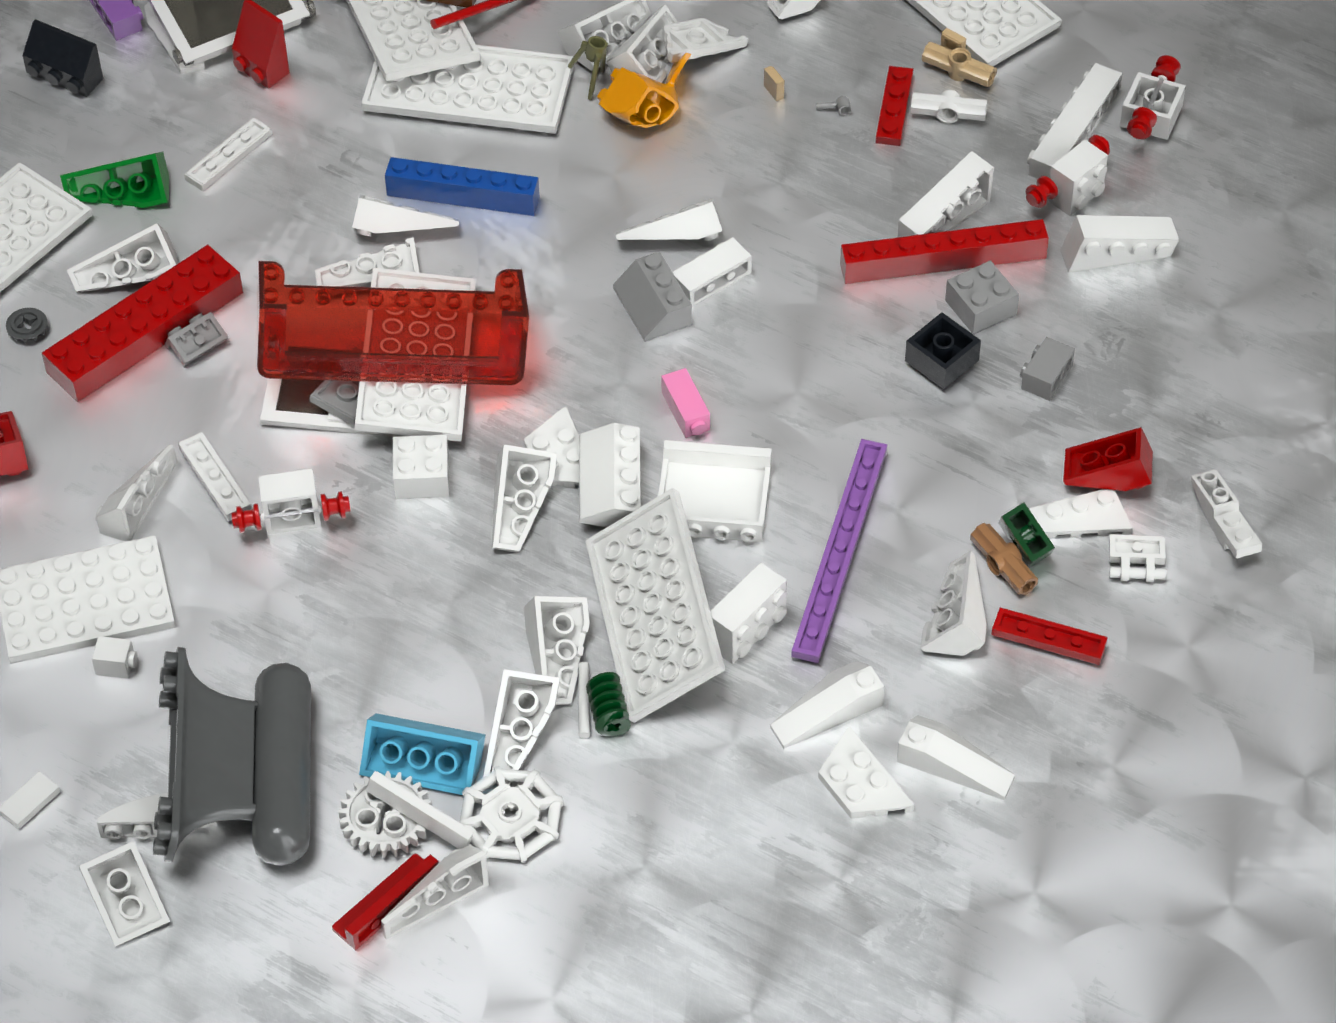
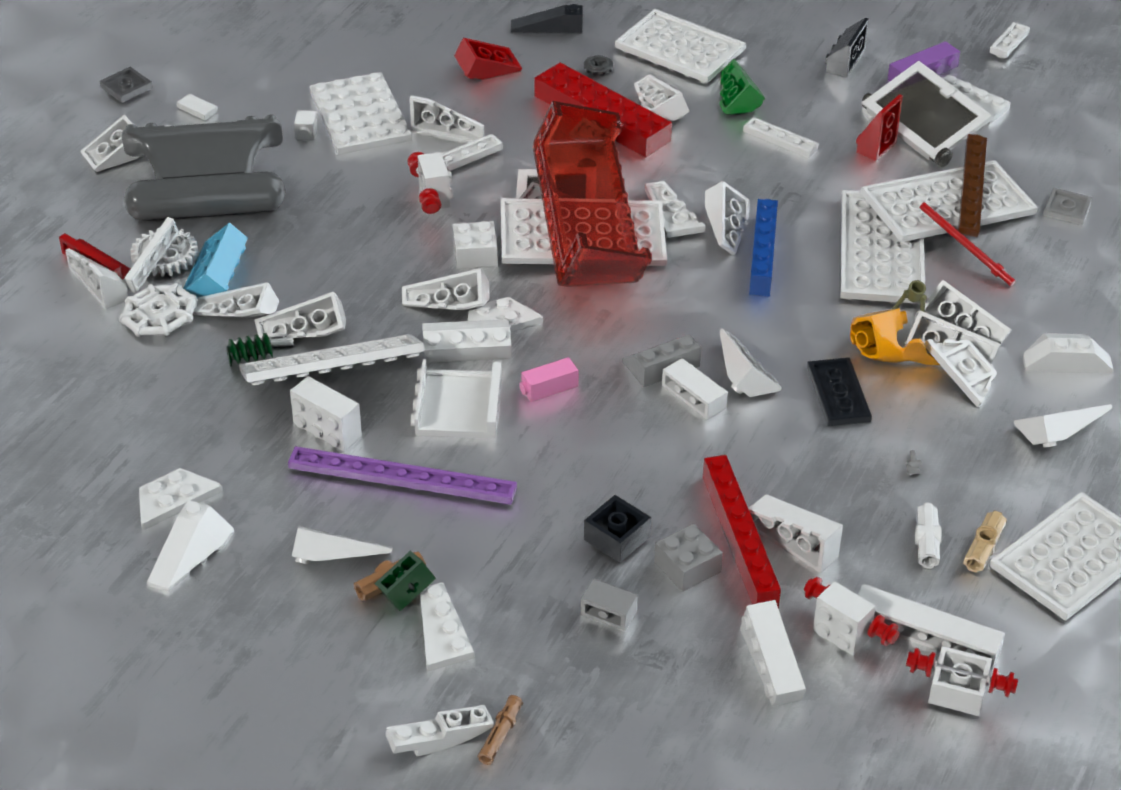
camera: 85 degrees right, 10 degrees down
(716, 153) = (839, 391): none -> black tile
(774, 83) = (927, 418): tan tile -> none
(831, 702) = (248, 477): white wedge -> none
(894, 106) = (909, 500): red plate -> none
(952, 40) = (1011, 534): tan tile -> none
(1049, 636) = (306, 607): red plate -> none
(1110, 462) = (495, 646): red slope -> none
(1137, 550) = (401, 668): white plate -> none
(1227, 471) = (504, 722): none -> medium nougat pin

